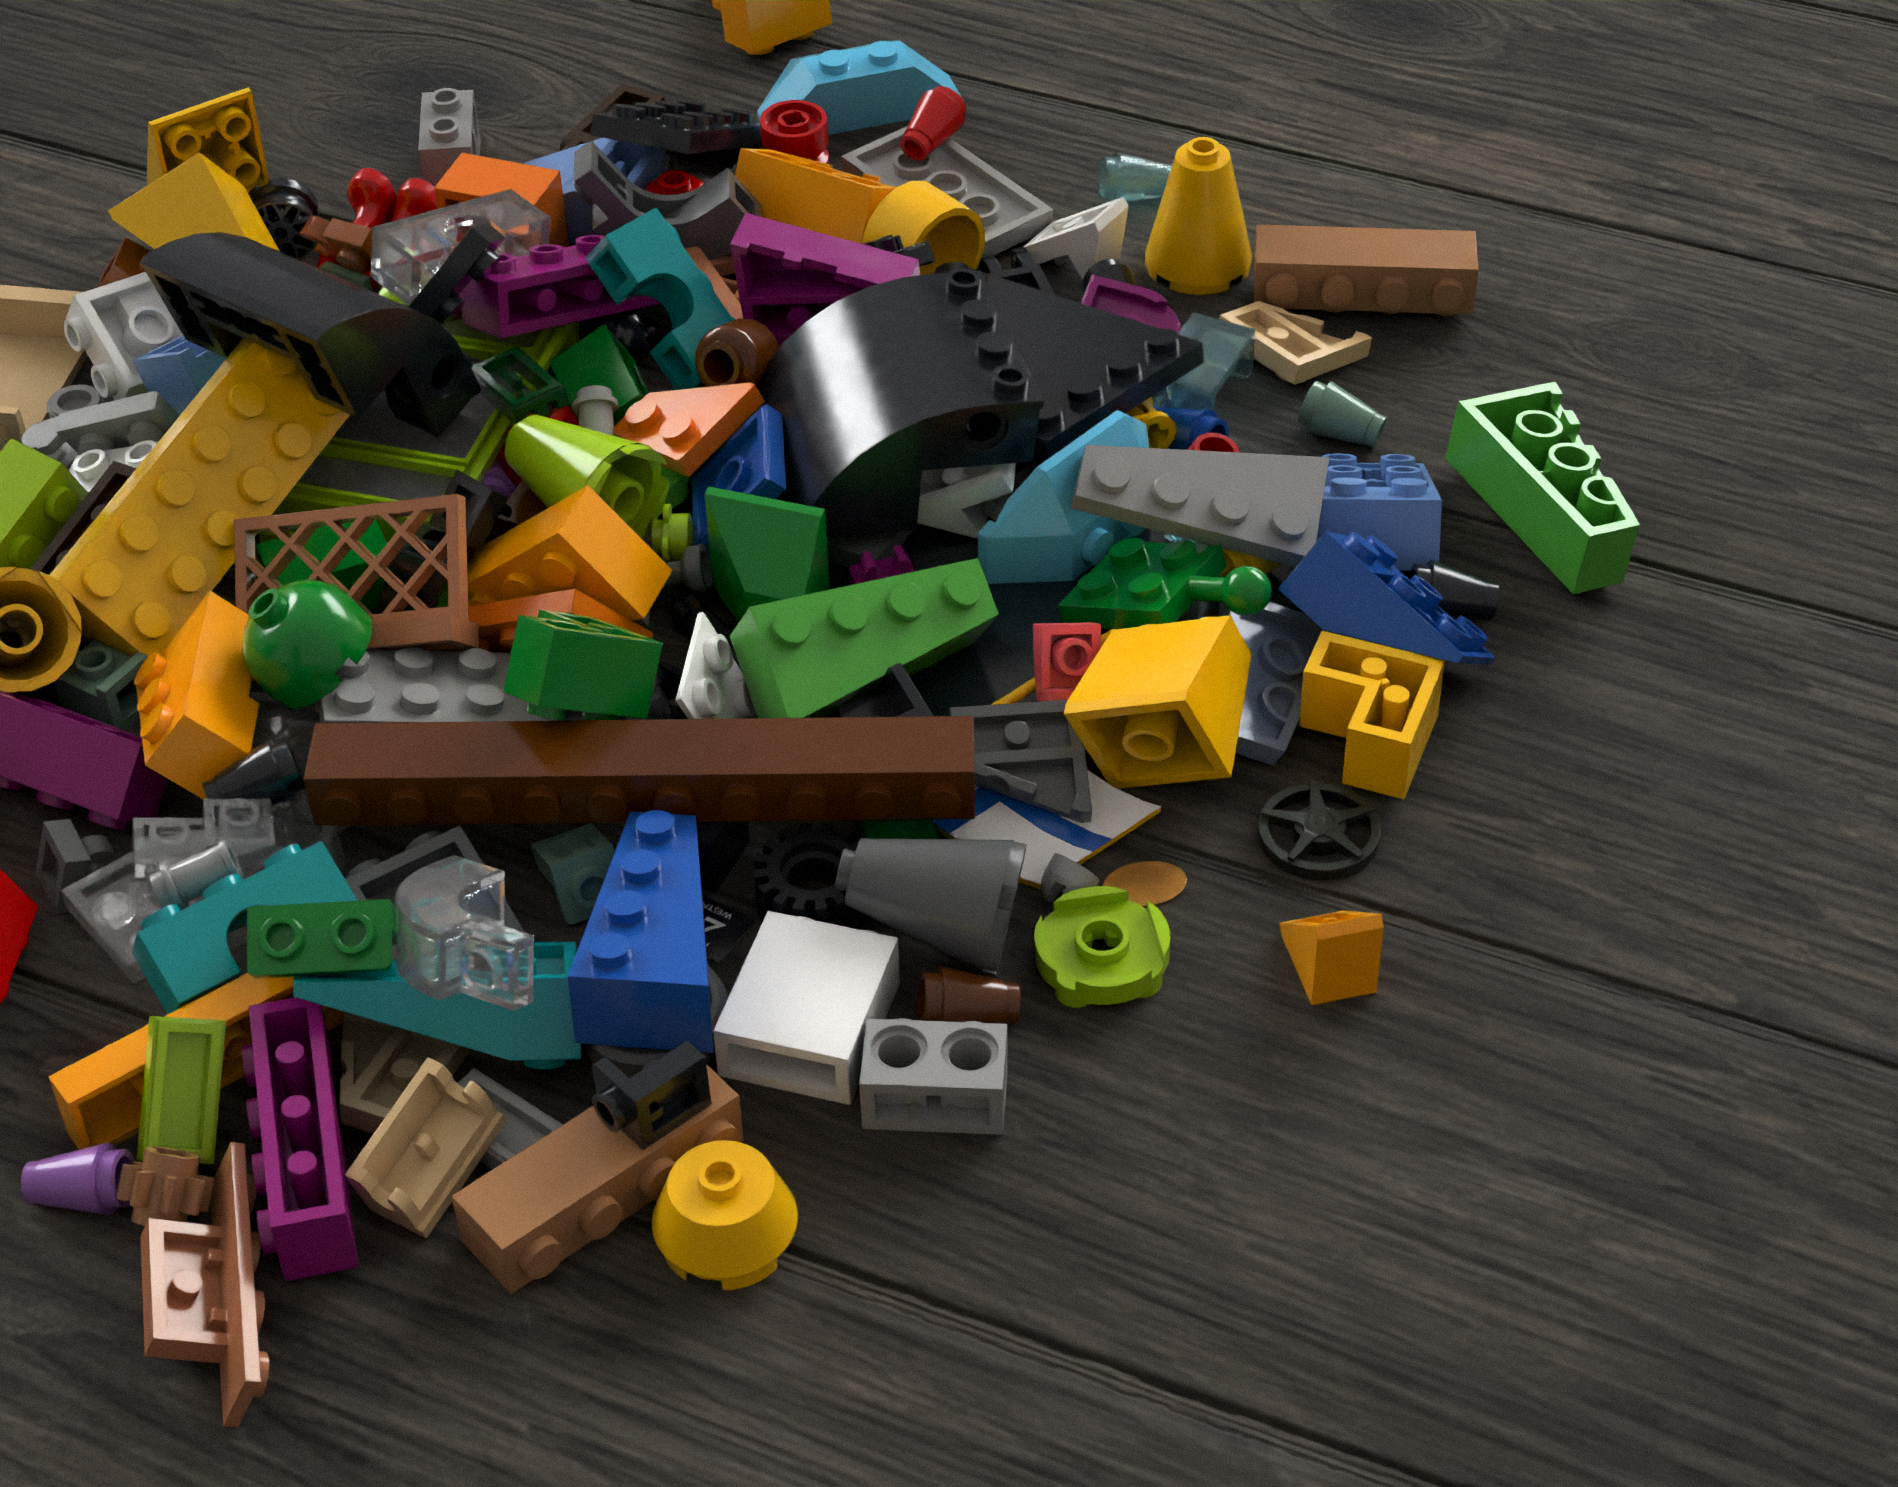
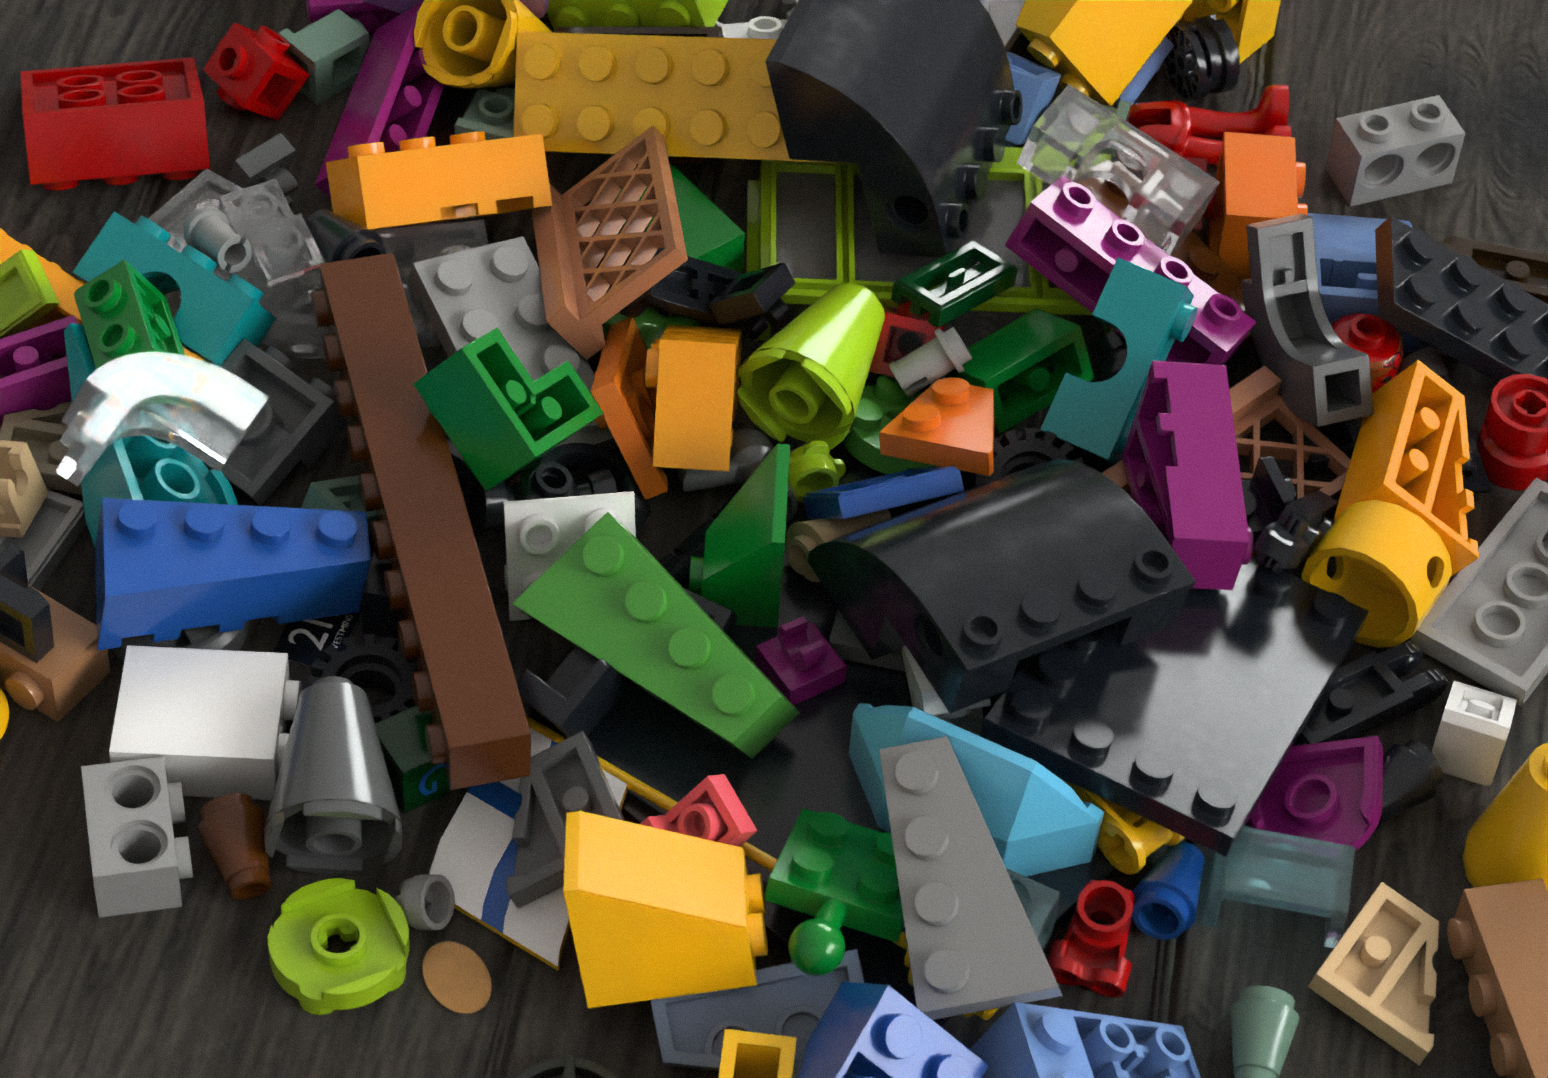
camera: 70 degrees right, 5 degrees up
(302, 638) = (498, 210): green cylinder -> none
(341, 239) = (1145, 100): dark orange plate -> none
(470, 260) = (1021, 166): black plate -> none
(735, 353) = (1049, 430): reddish brown head -> none

